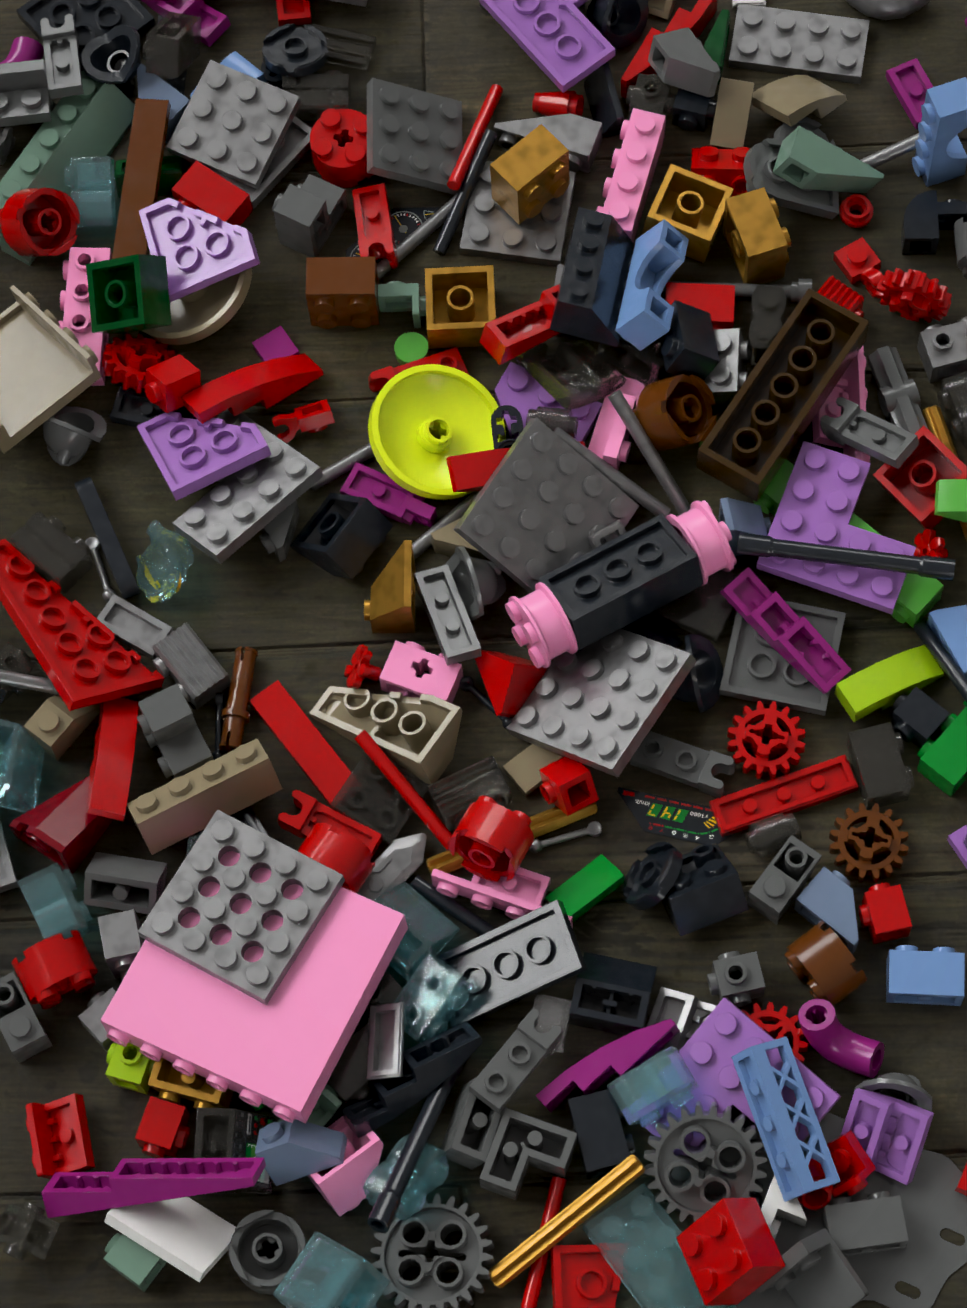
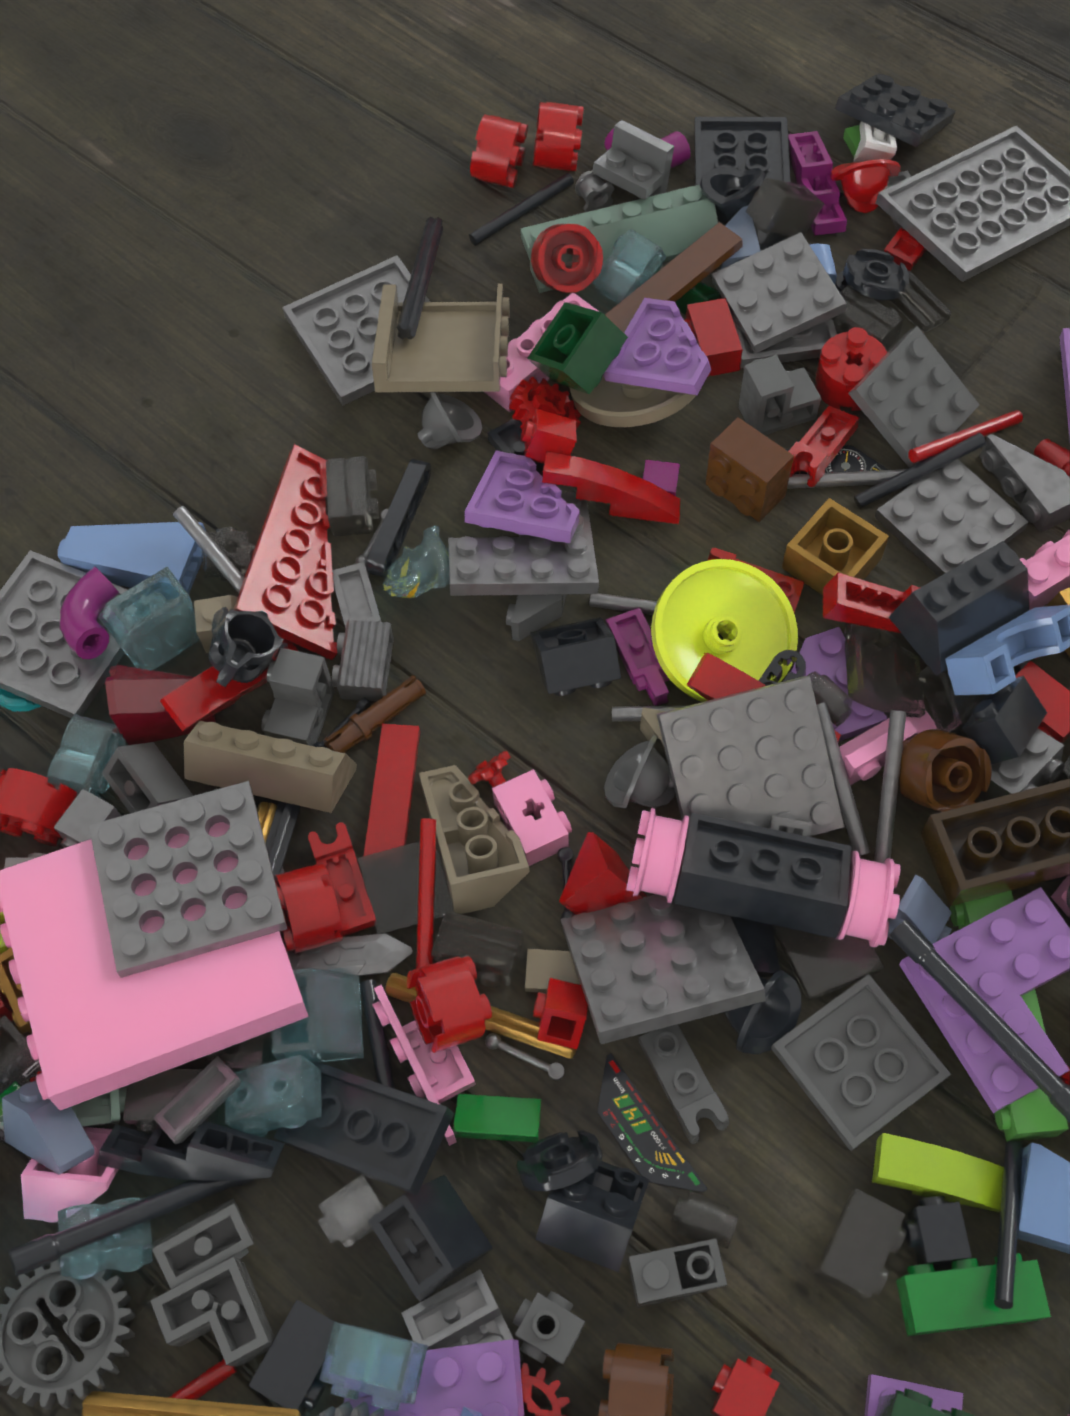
camera: 40 degrees right, 5 degrees down
(62, 58) = (693, 161): plate -> none
(107, 722) = (242, 645): none -> black piece
(308, 418) = (636, 547): red plate -> none
(394, 595) = (572, 732): pearl gold slope -> none
(401, 297) = (791, 510): sand green bracket -> none
(410, 347) = (767, 555): bright green tile -> none
(447, 614) = (594, 784): plate -> none
(514, 1062) = (276, 1222): dark grey plate -> none
(530, 174) = (985, 487): pearl gold brick -> none
(614, 1057) = (376, 1305): magenta slope -> none
(751, 736) = (784, 1141): red gear -> none
(784, 795) = (750, 1192): red tile -> none
(785, 632) = (878, 1045): magenta slope -> none
(831, 901) = (699, 1340): sand blue slope -> none
(882, 844) = (799, 1329): reddish brown gear -> none

